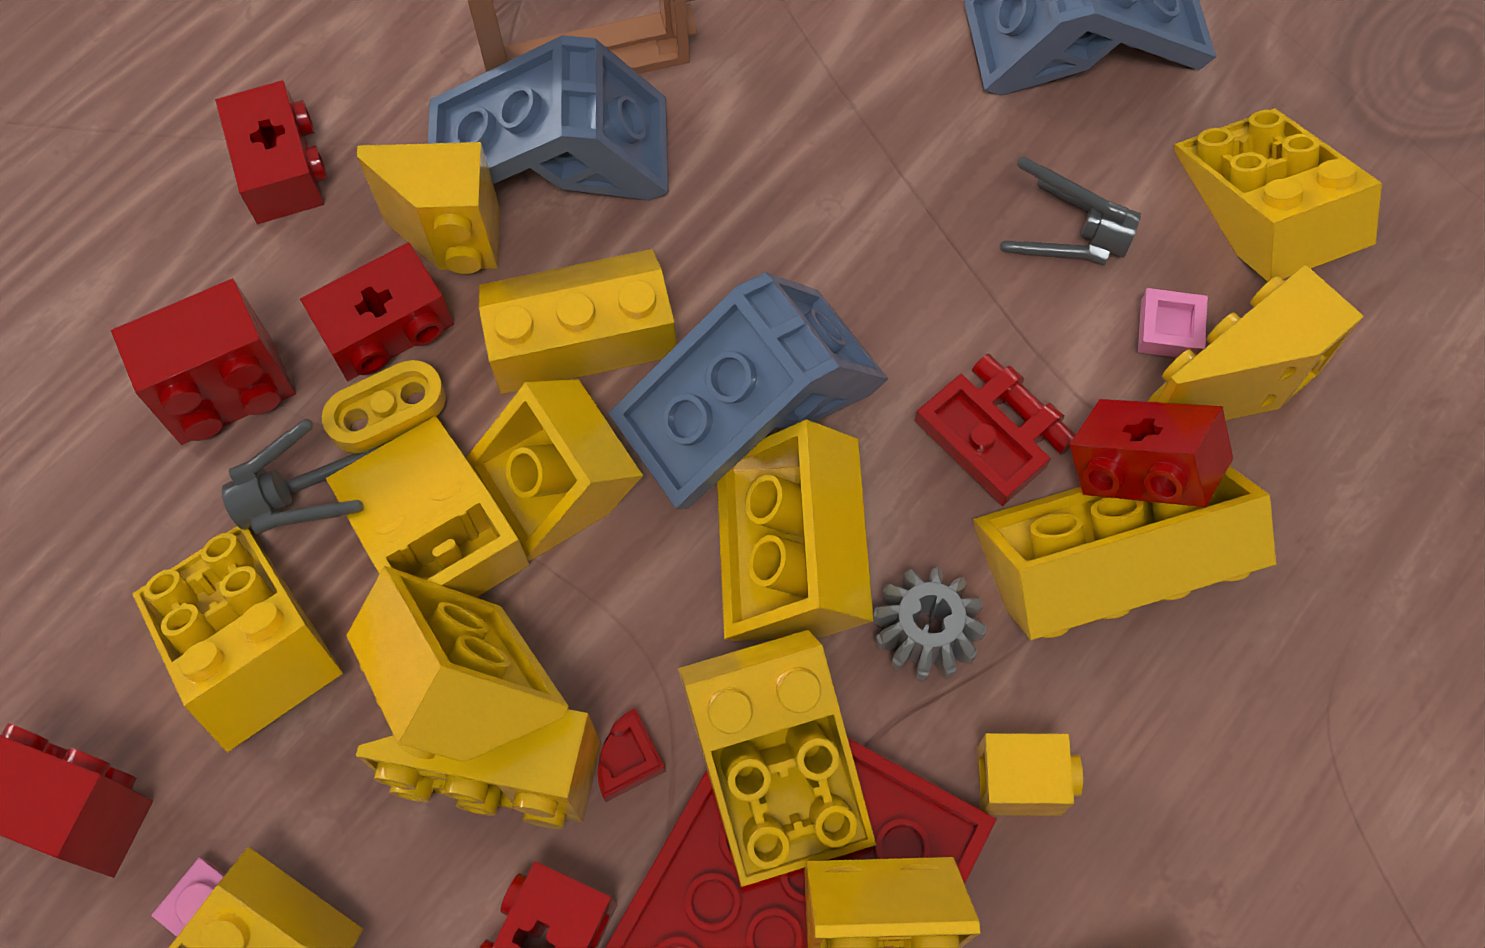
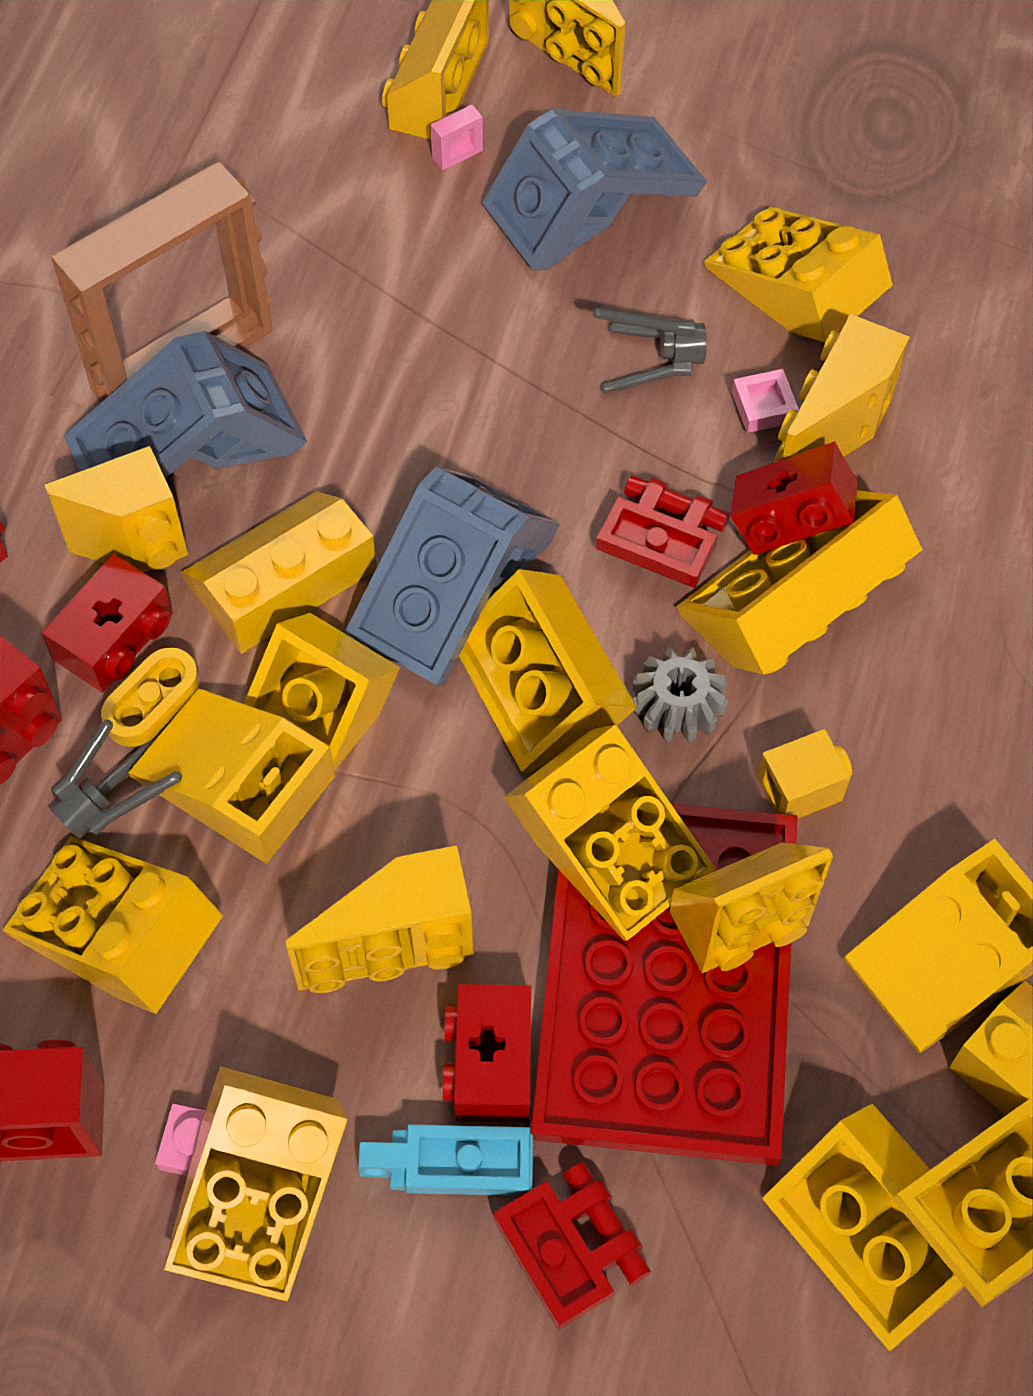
camera: 25 degrees left, 5 degrees down
(449, 669) = (326, 856): yellow slope -> none
(627, 757) = (488, 889): red tile -> none

